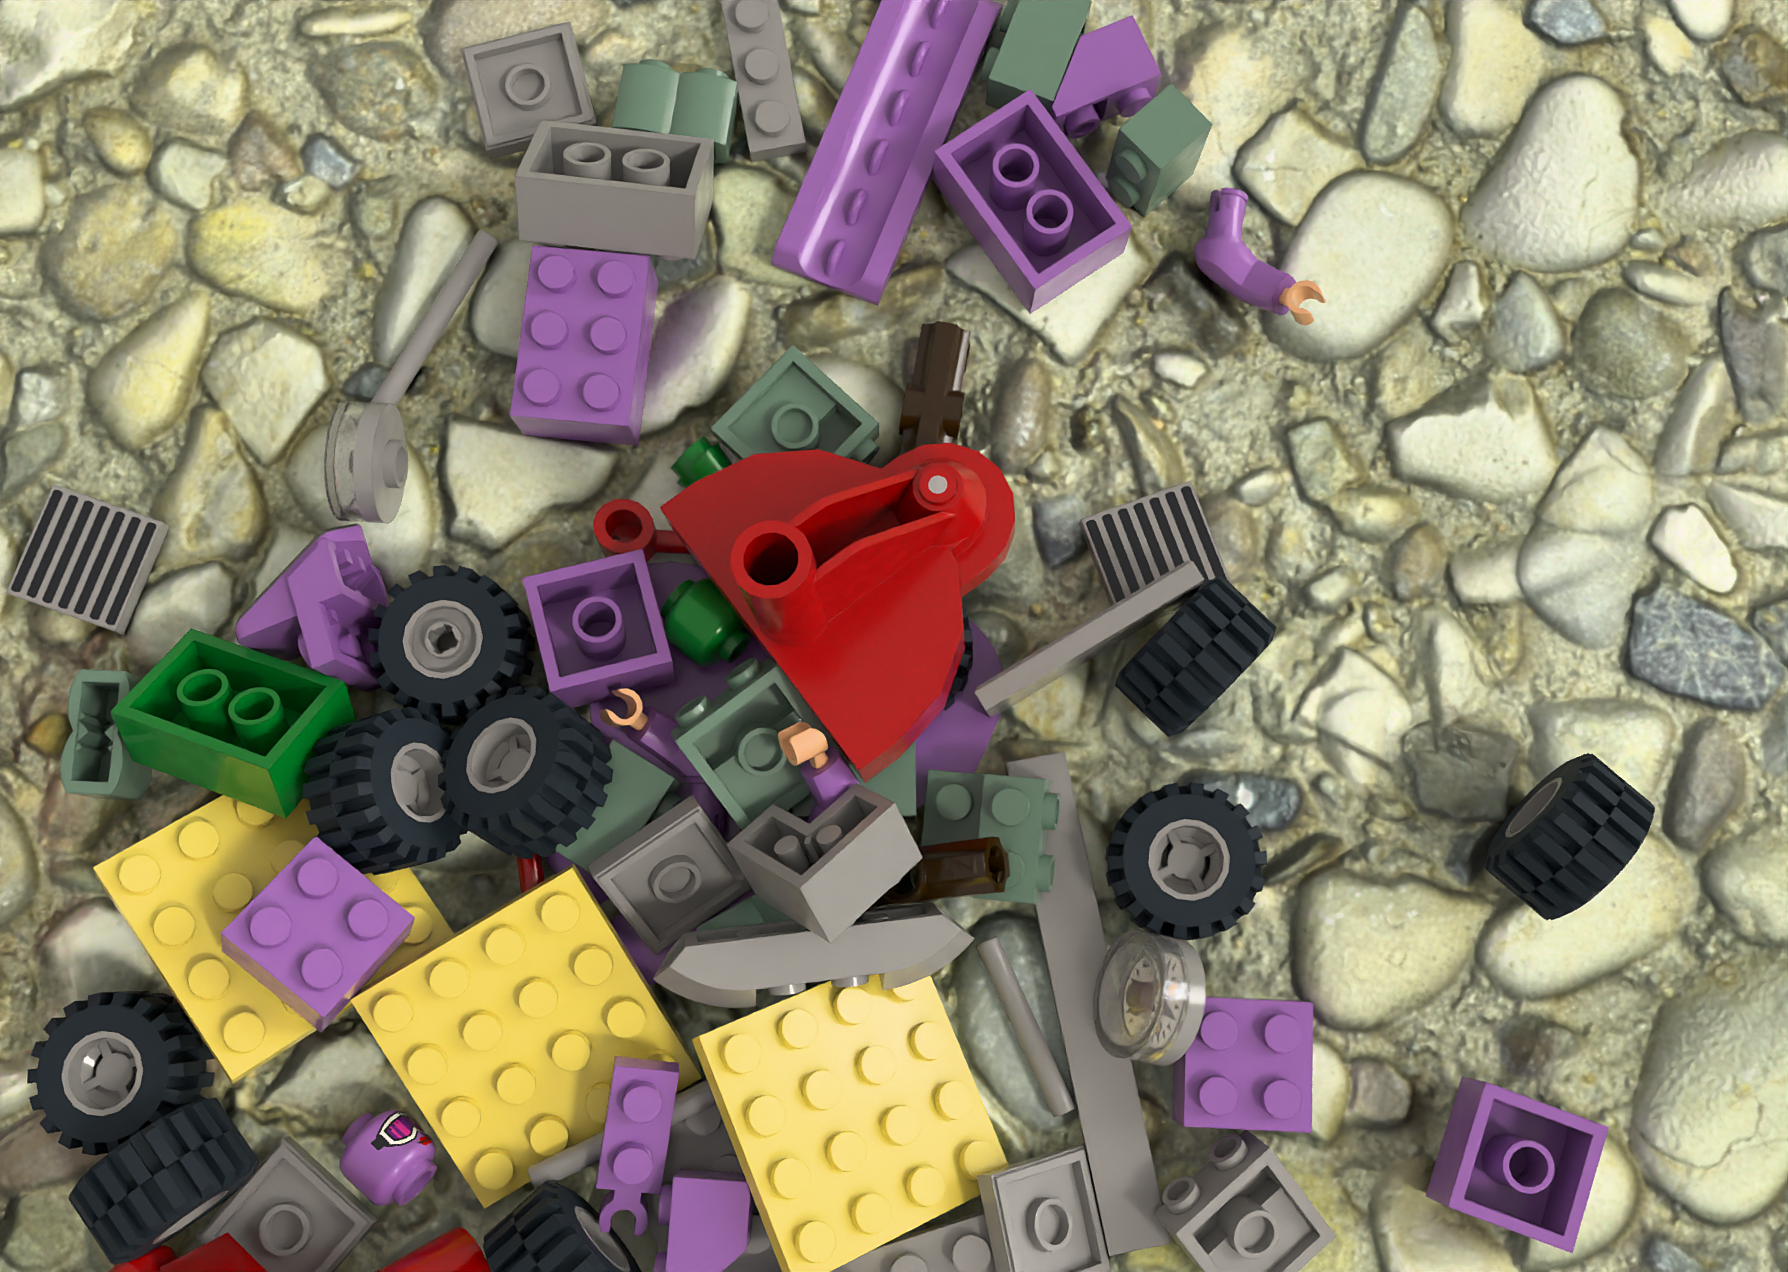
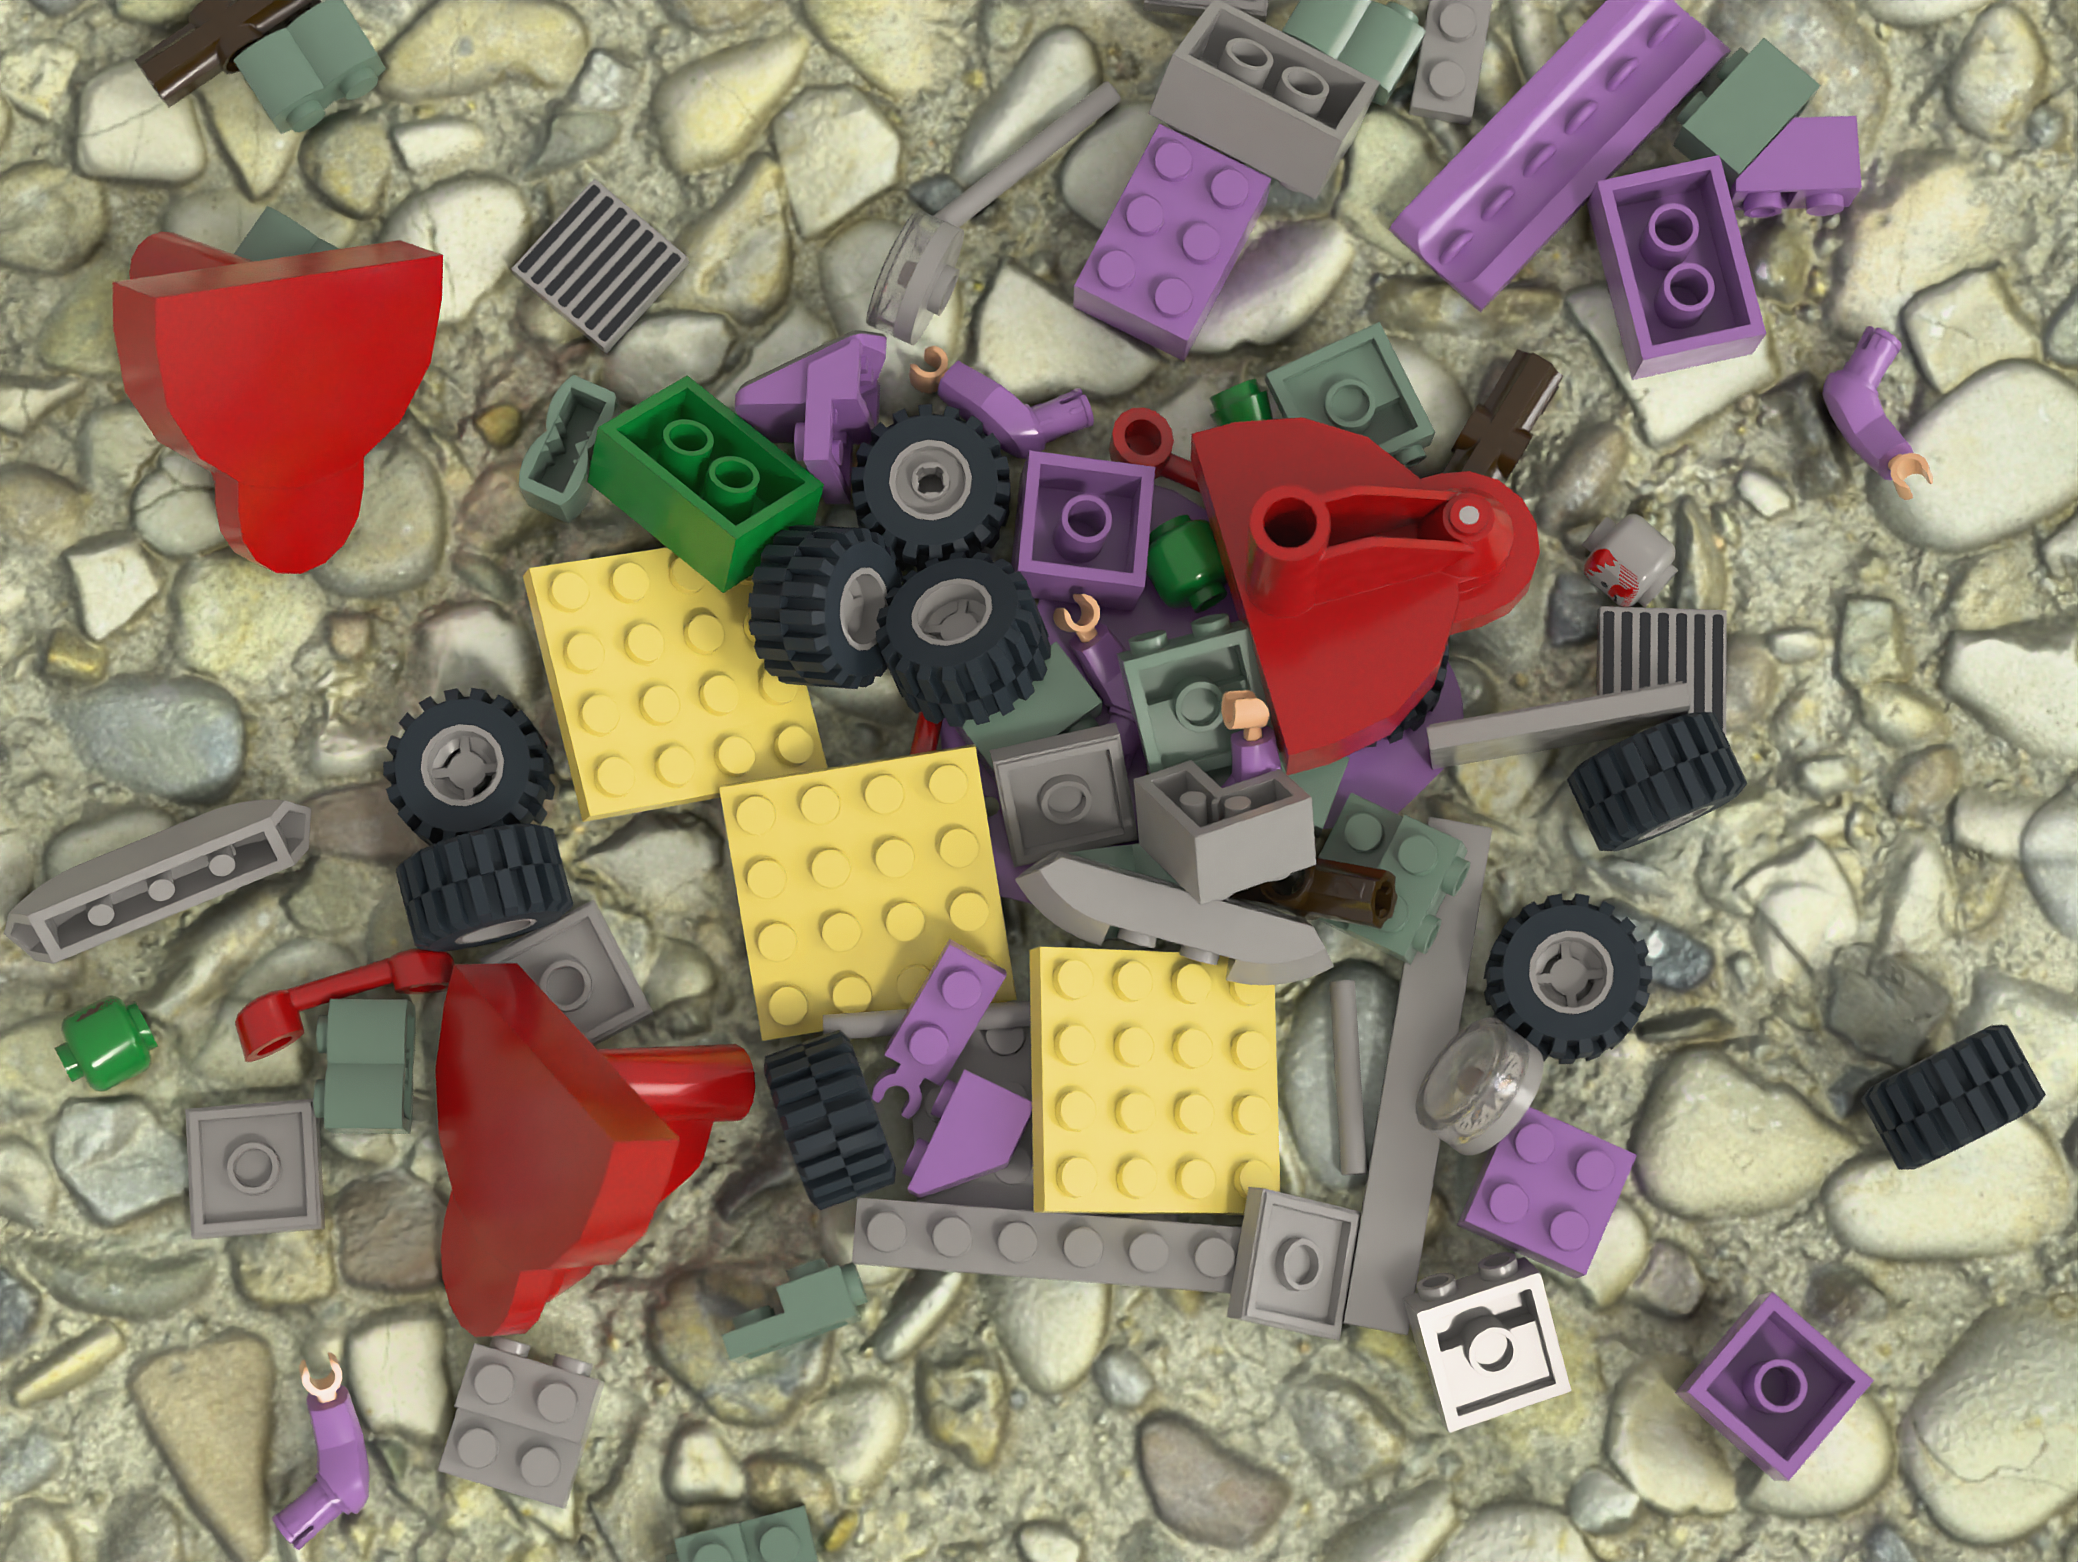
camera: 20 degrees right, 0 degrees up
(317, 933) = (716, 712): medium lavender brick -> none
(388, 1157) = (690, 955): medium lavender head -> none
(488, 553) = (1001, 412): none -> medium lavender arm
(1090, 469) = (1629, 560): none -> light grey head
(1157, 150) = (1823, 266): sand green brick -> none

